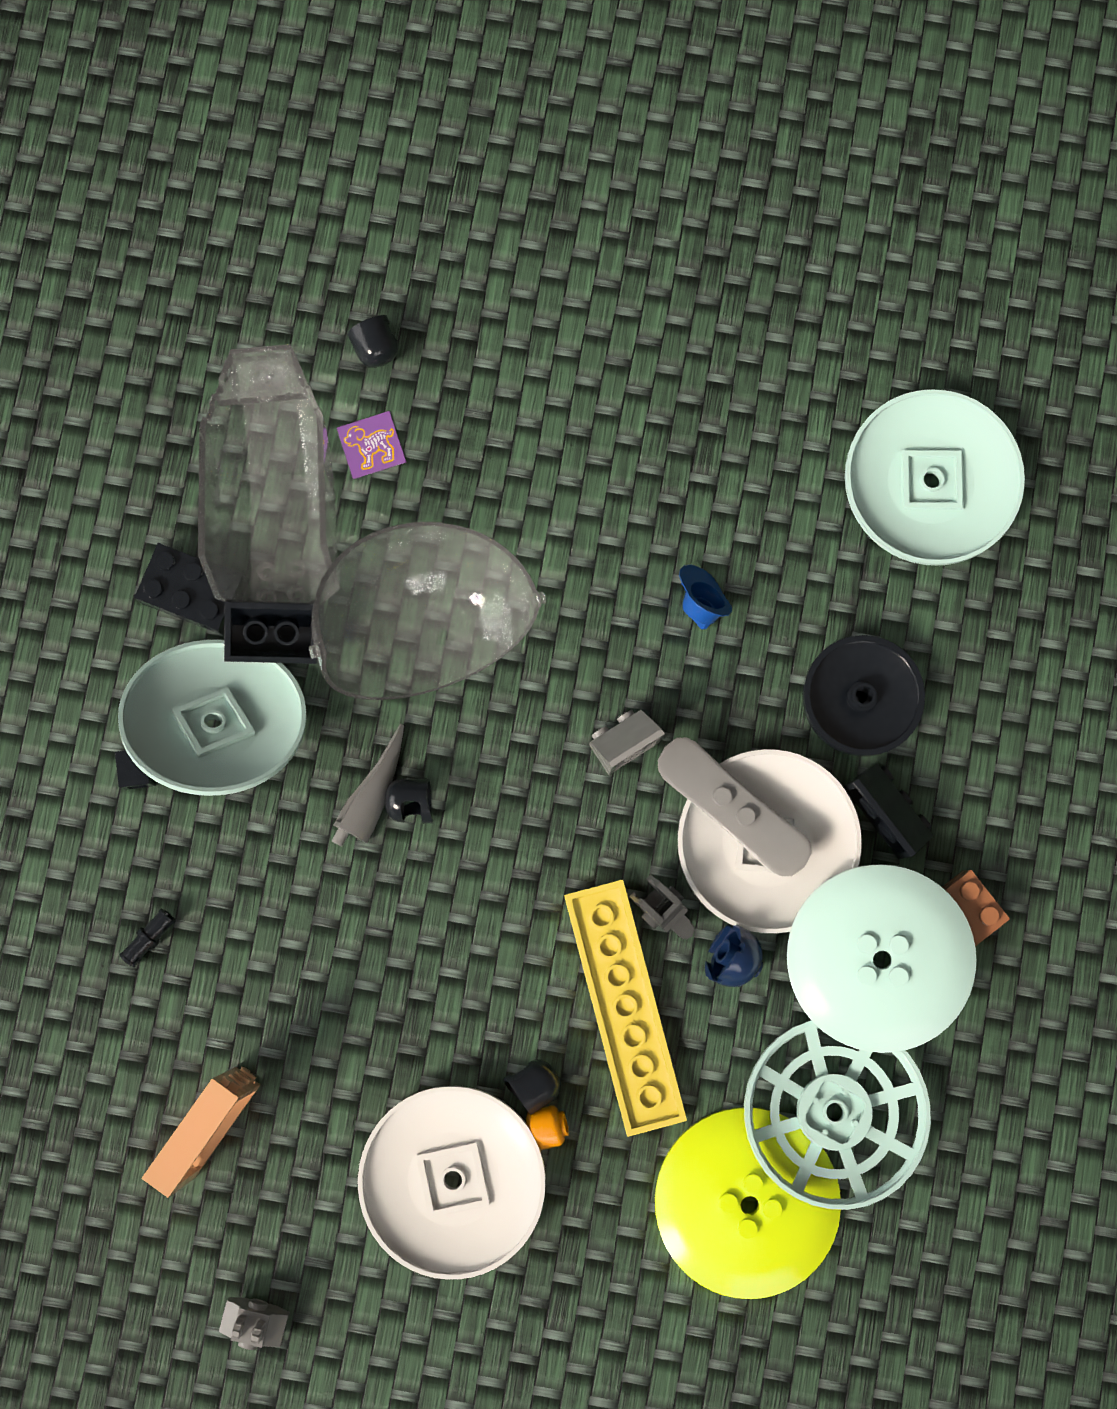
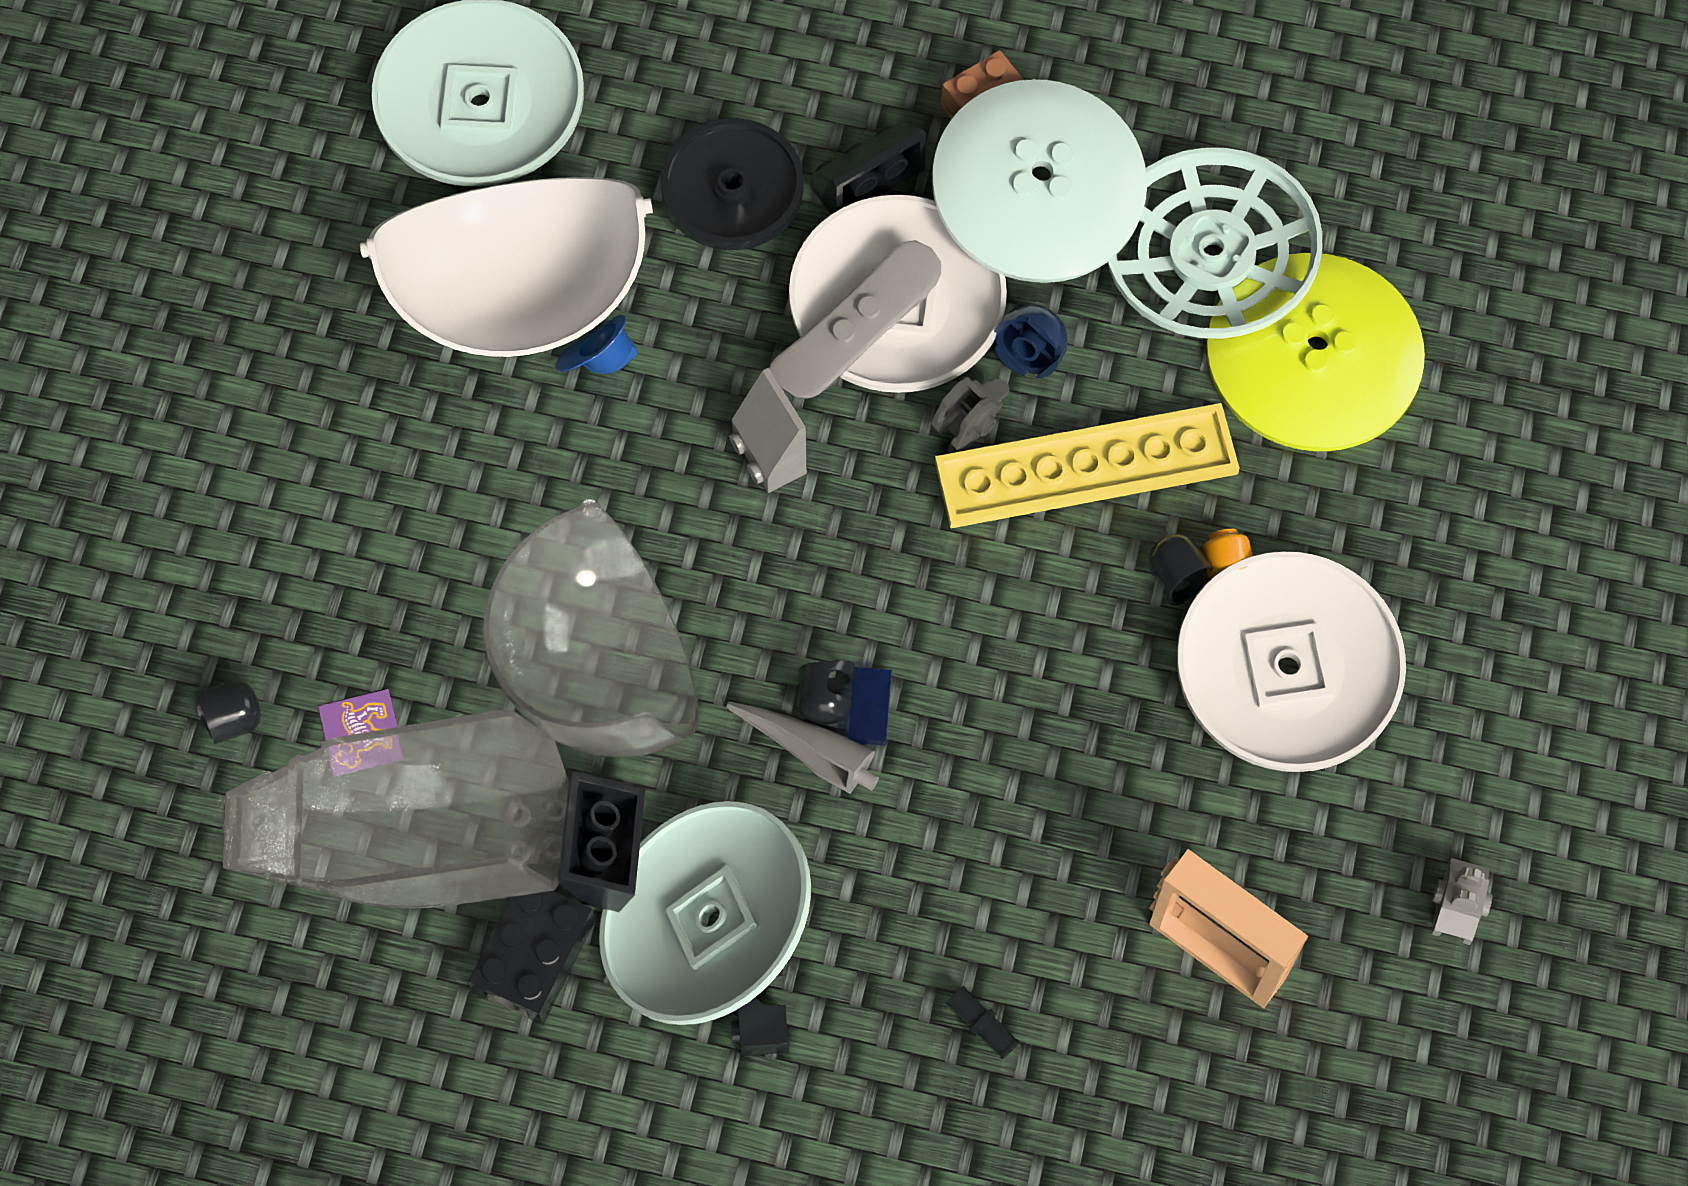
camera: 85 degrees left, 15 degrees down
(405, 837) = (870, 706): none -> clear blue tile
(762, 514) = (512, 262): none -> white windscreen

